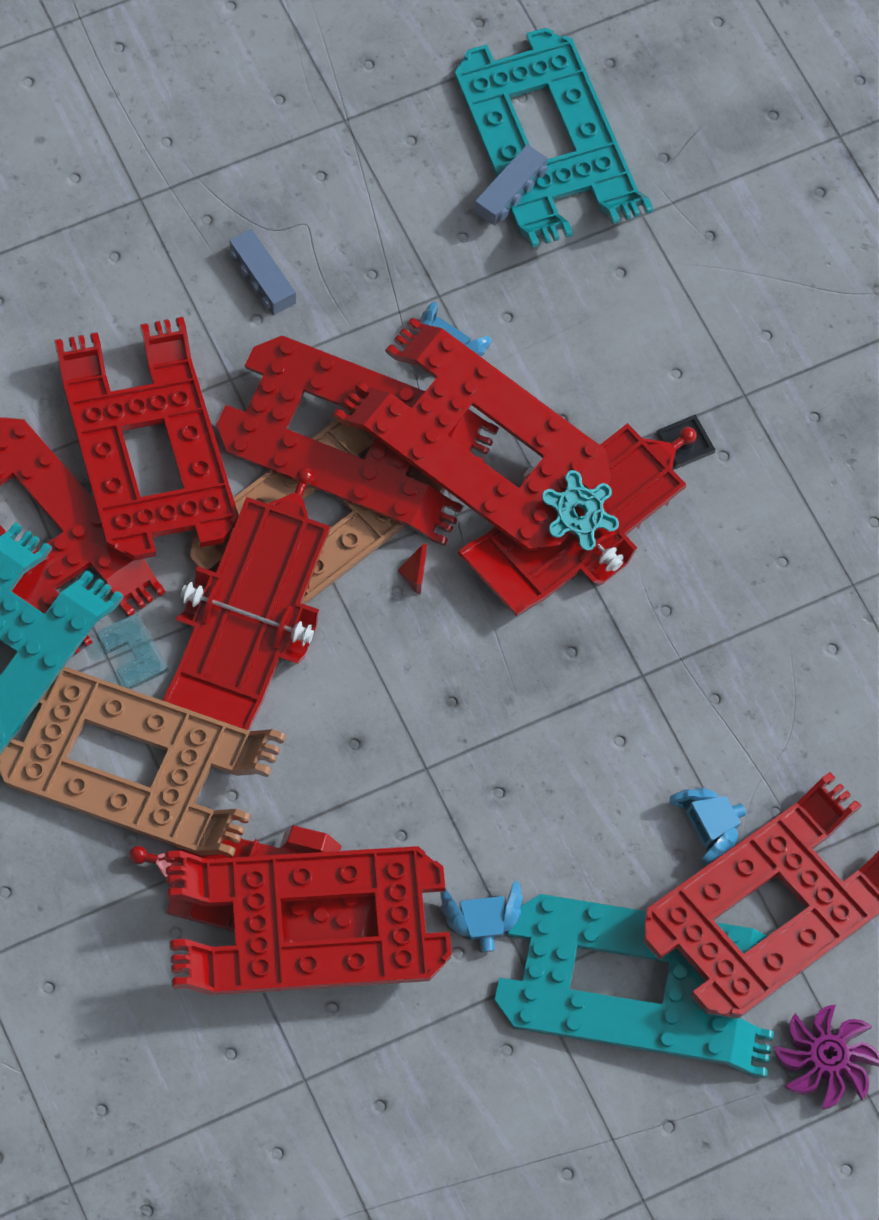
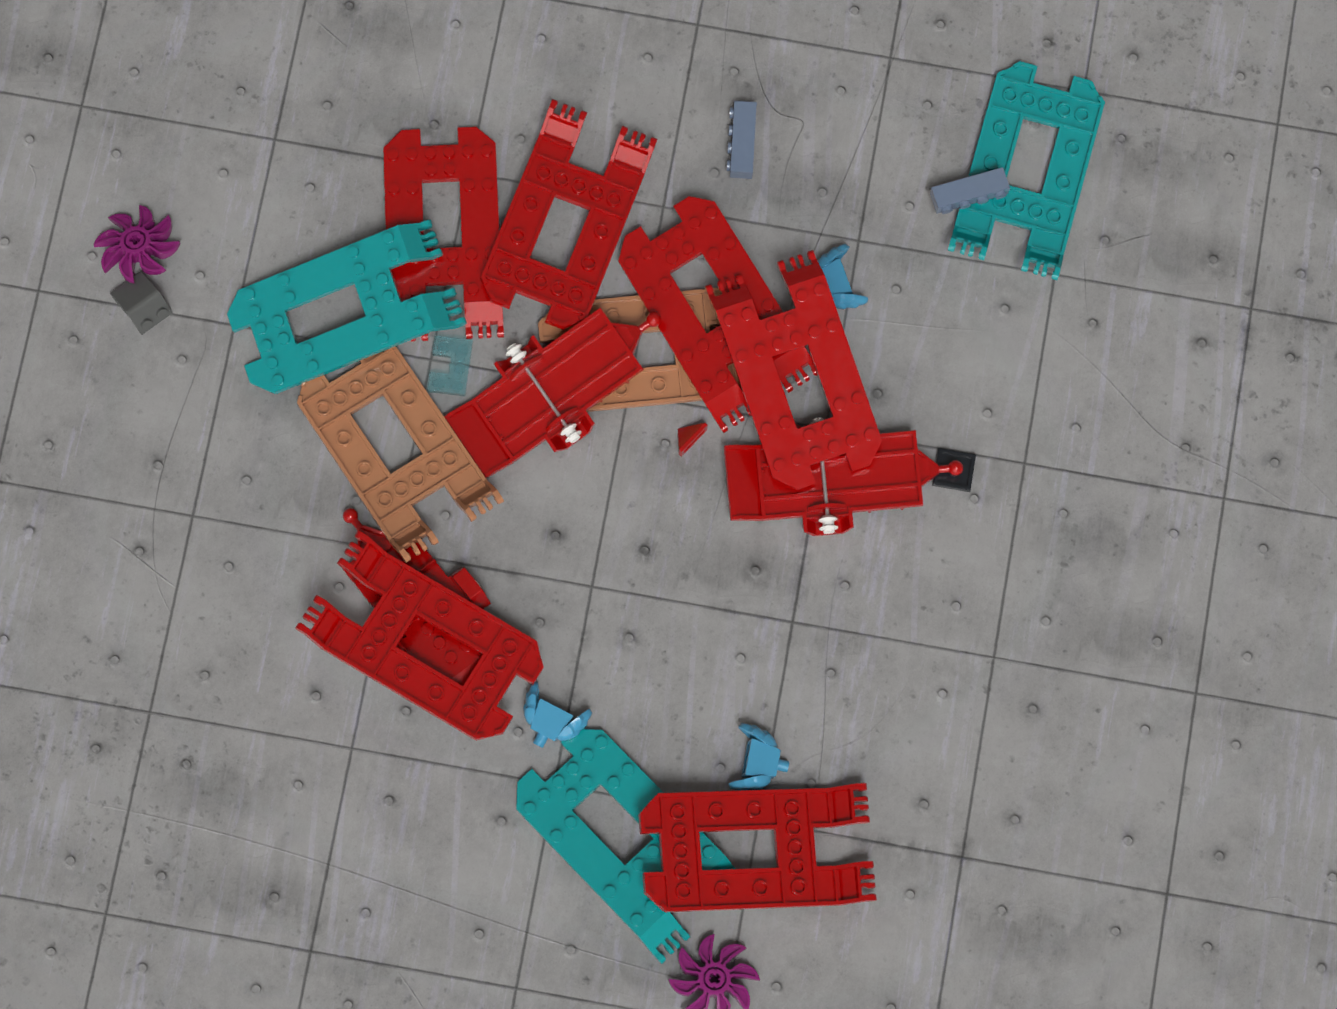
camera: 35 degrees right, 10 degrees up
(589, 500) = (841, 474): teal plate -> none

